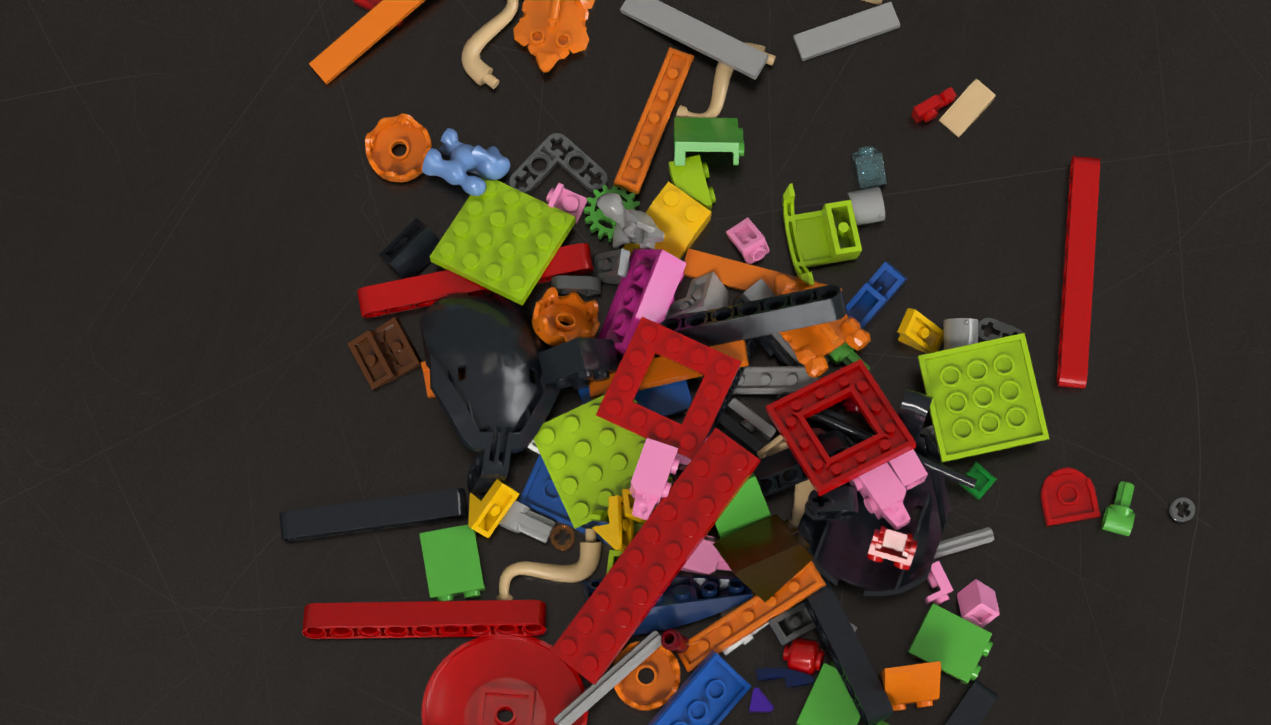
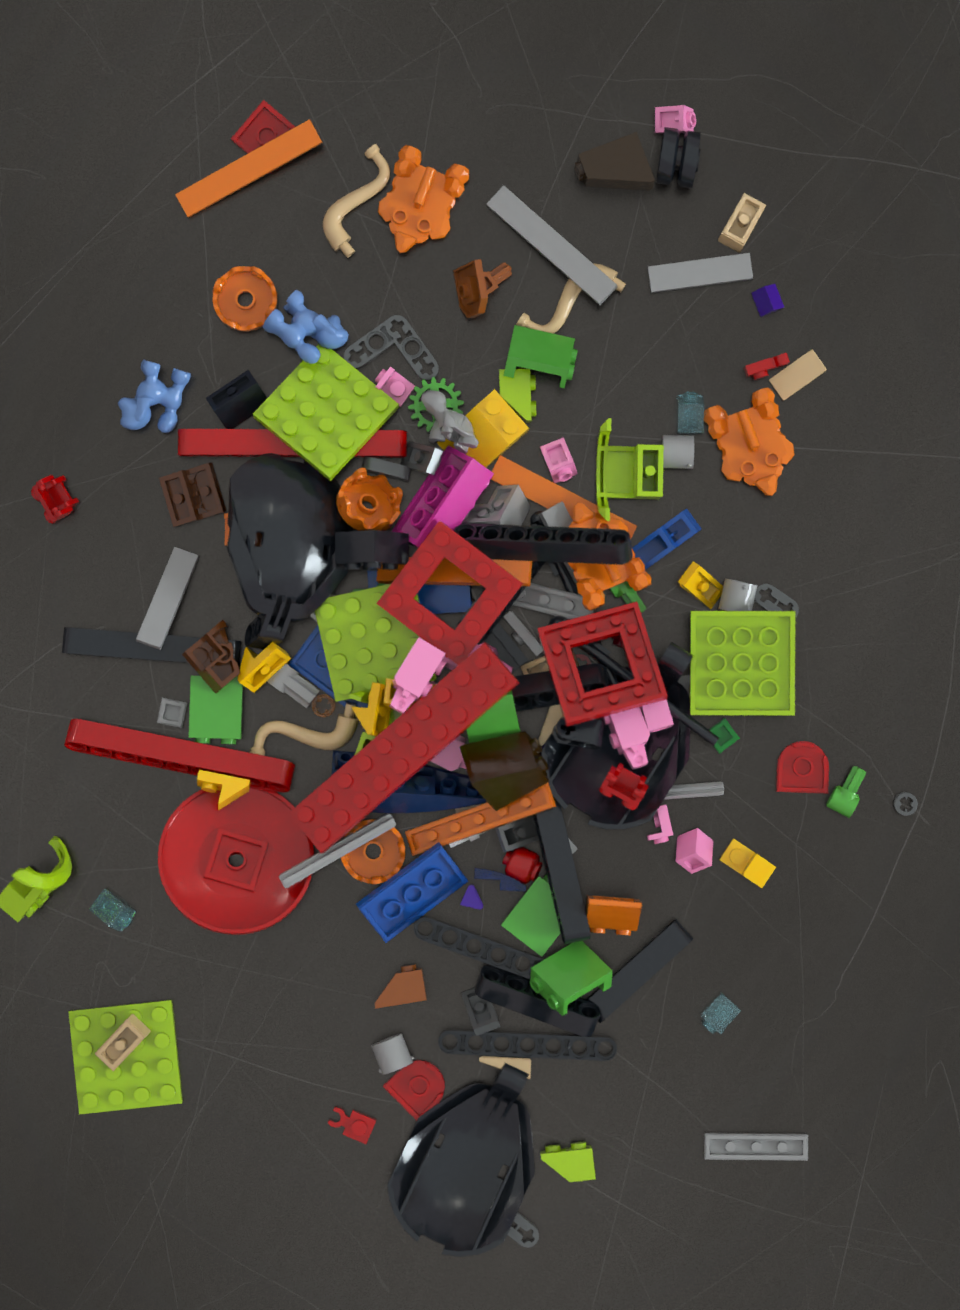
camera: 15 degrees right, 10 degrees up
(244, 385) = (53, 498): none -> red piece
(322, 258) = (152, 391): none -> medium blue animal
(379, 461) = (167, 598): none -> light grey tile
(407, 578) = (172, 712): none -> light grey tile
(439, 509) = (213, 658): none -> reddish brown slope
(482, 638) = (230, 786): none -> yellow slope
(626, 86) = (475, 285): none -> dark orange piece
(653, 120) = (494, 323): orange tile -> none
(674, 641) = (408, 830): dark red pin -> none
(919, 43) = (767, 299): none -> dark purple slope
(937, 182) = (751, 442): none -> orange shield
(952, 642) = (659, 883): bright green panel -> none
(1035, 605) = (747, 863): none -> yellow slope
(1078, 272) = (864, 557): red beam -> none

